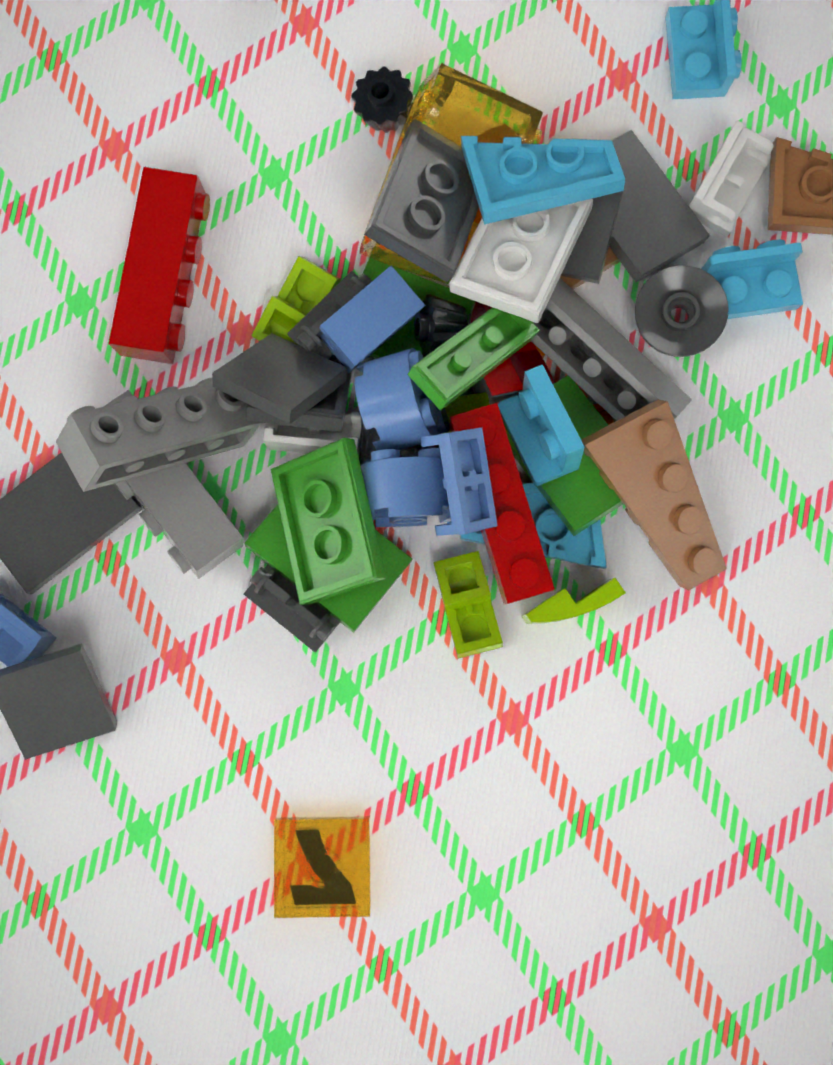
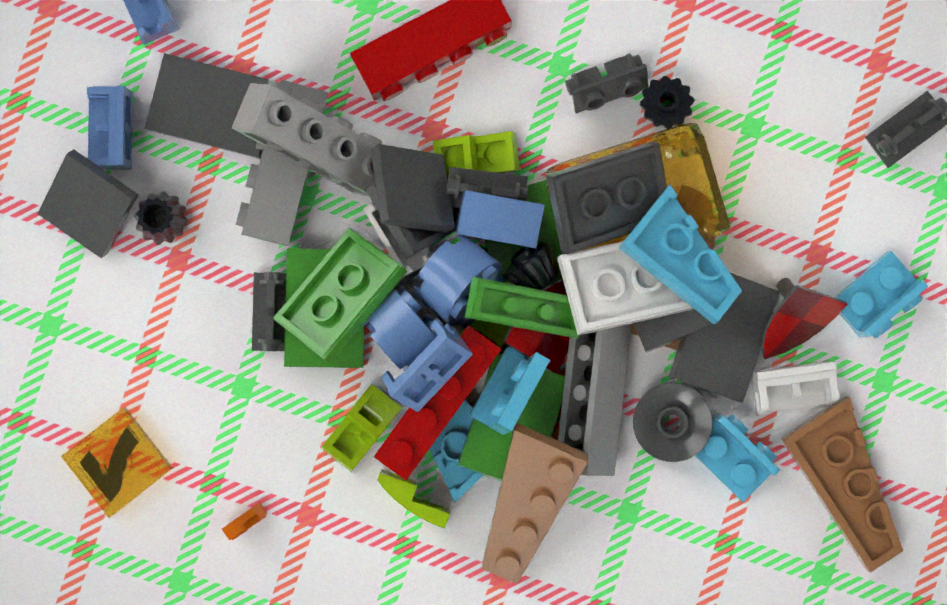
camera: 50 degrees right, 5 degrees up
(138, 649) = (174, 222): none -> black piece
(330, 123) = (624, 78): none -> dark grey hinge
(473, 784) = (244, 521): none -> orange tile
(668, 127) = (798, 317): none -> shield

